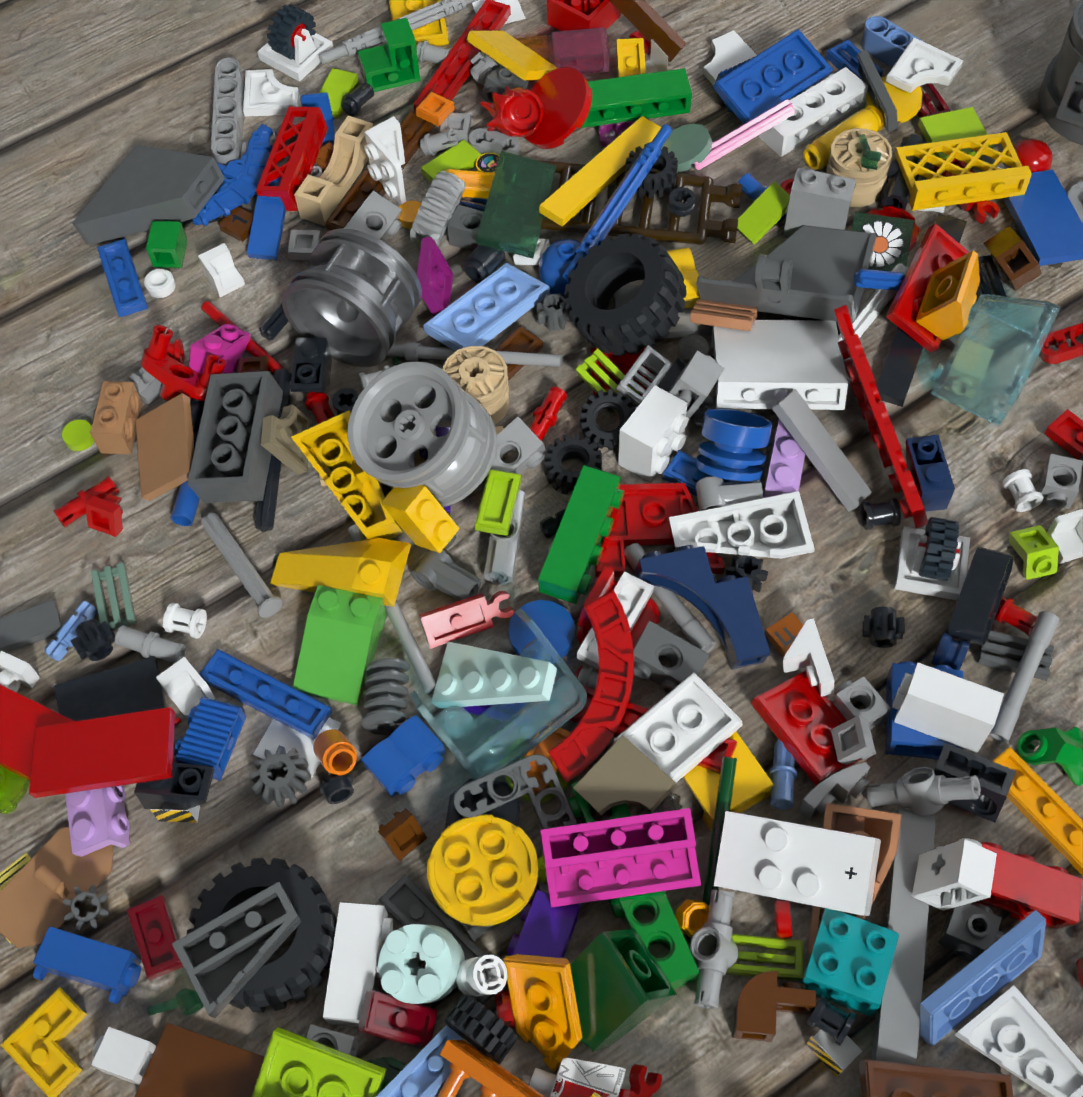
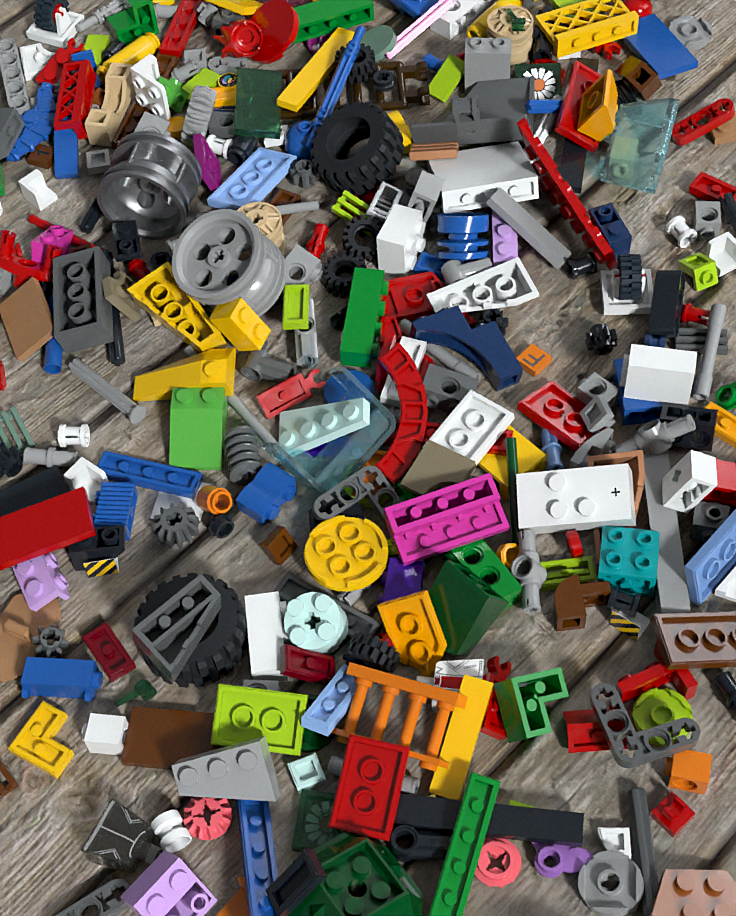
camera: 10 degrees left, 5 degrees down
(275, 111) = (53, 70): none -> red plate
(379, 105) = (131, 53): none -> yellow axle
(415, 170) = (175, 94): none -> bright green brick
(435, 109) = (177, 48): orange tile -> none
(455, 251) = (218, 145): none -> white bush
(472, 976) = (364, 619): white wheel -> none
(809, 654) = (552, 365): white slope -> none

